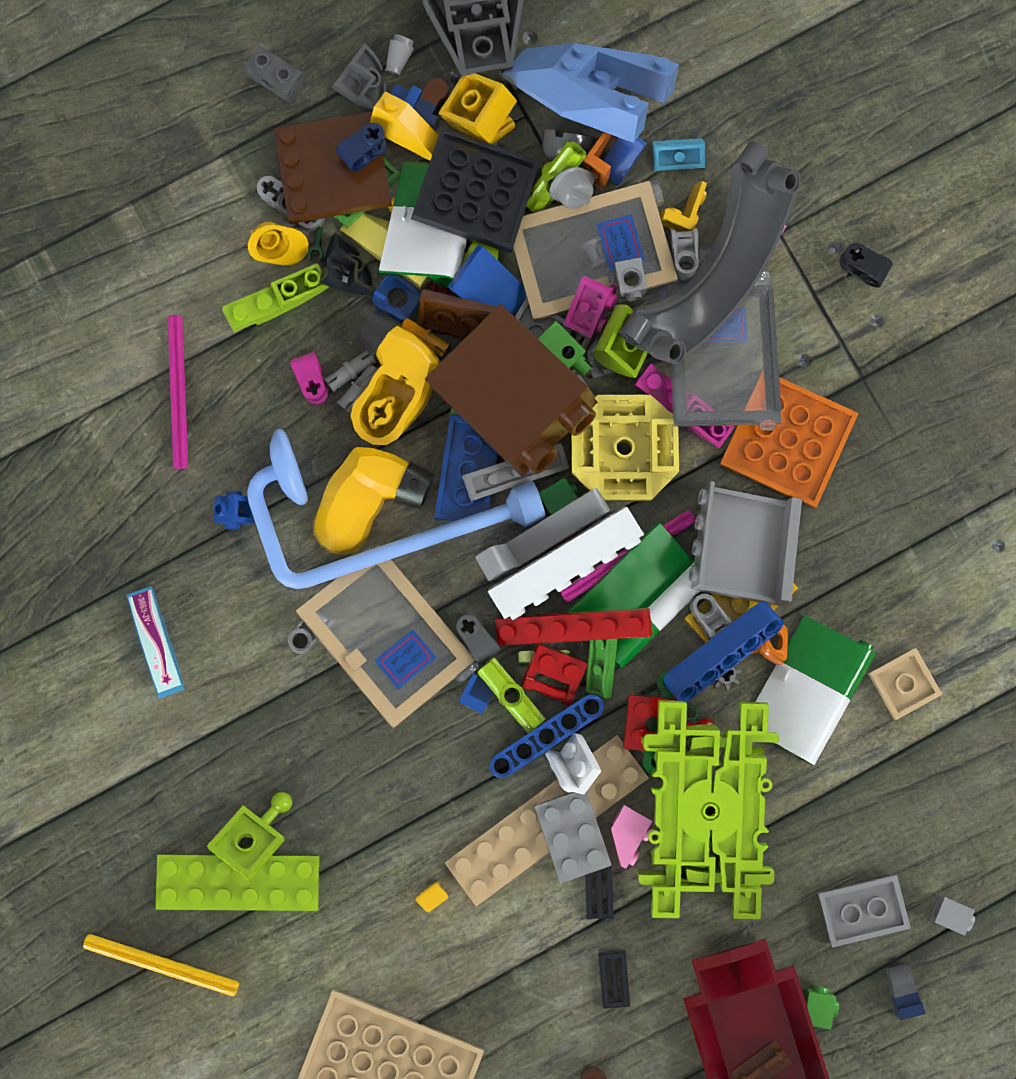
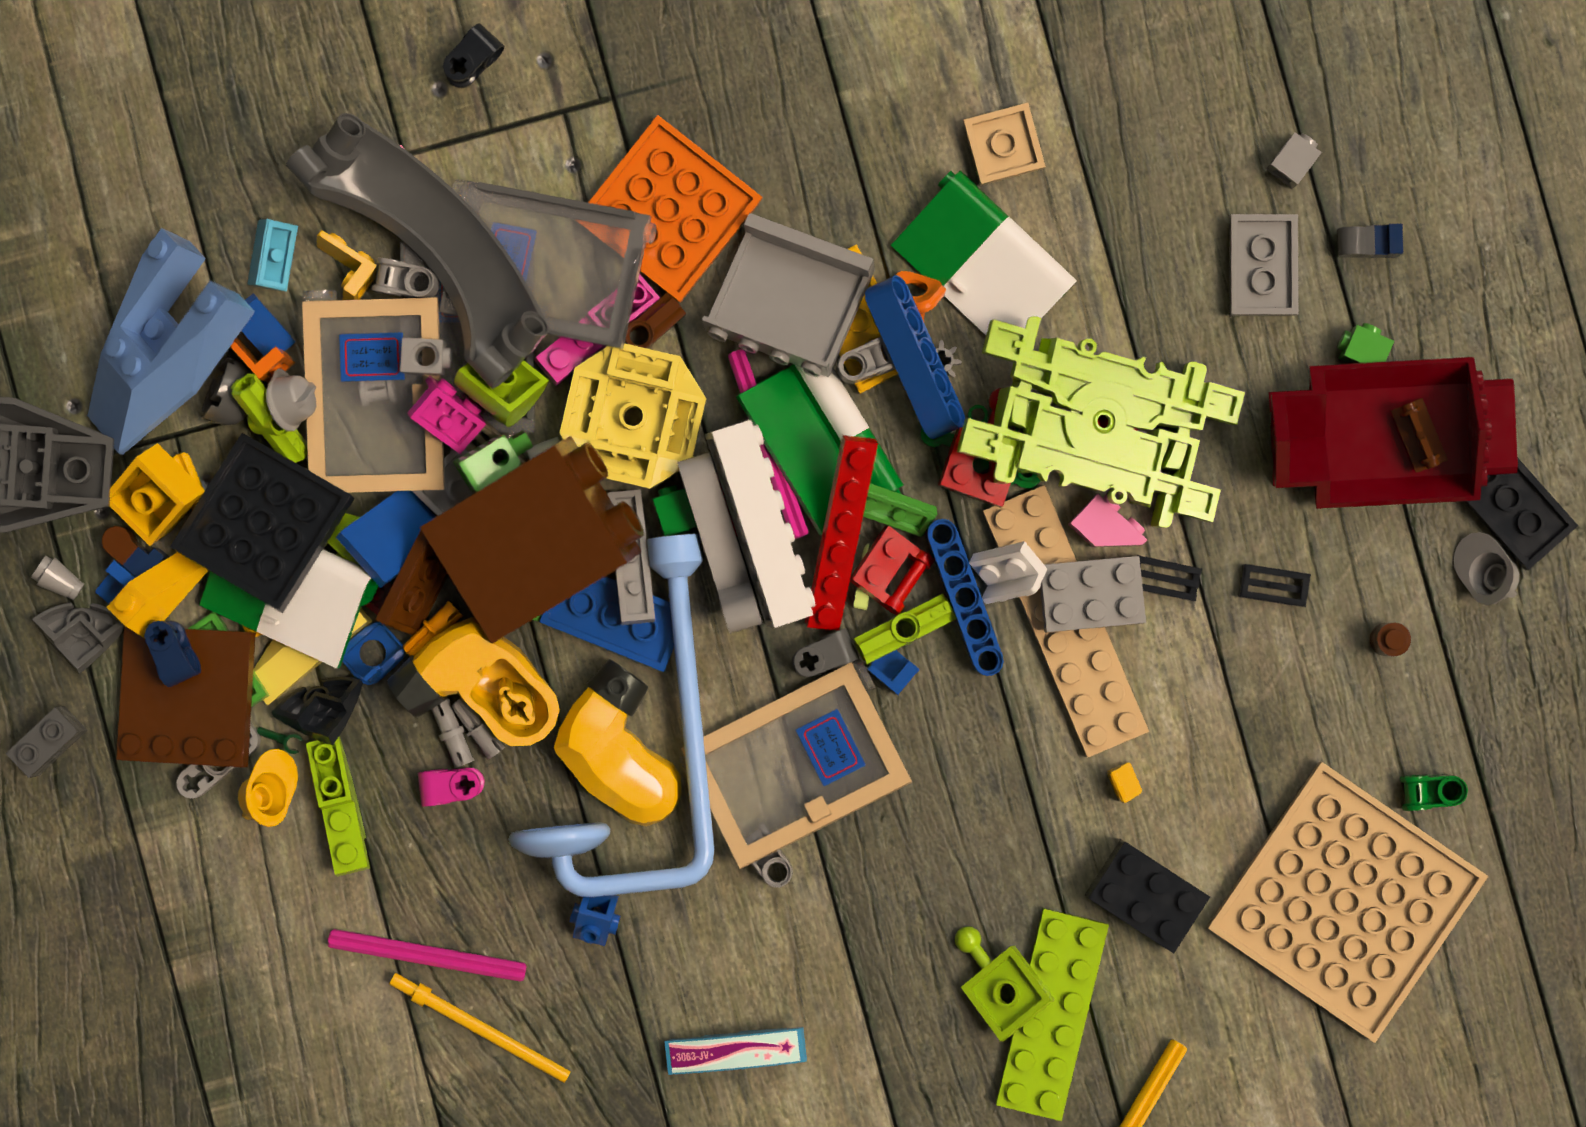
camera: 75 degrees left, 5 degrees up
(146, 396) = (422, 995): none -> yellow bar
(346, 935) = (1147, 896): none -> black brick
(700, 449) = (657, 320): none -> reddish brown piece

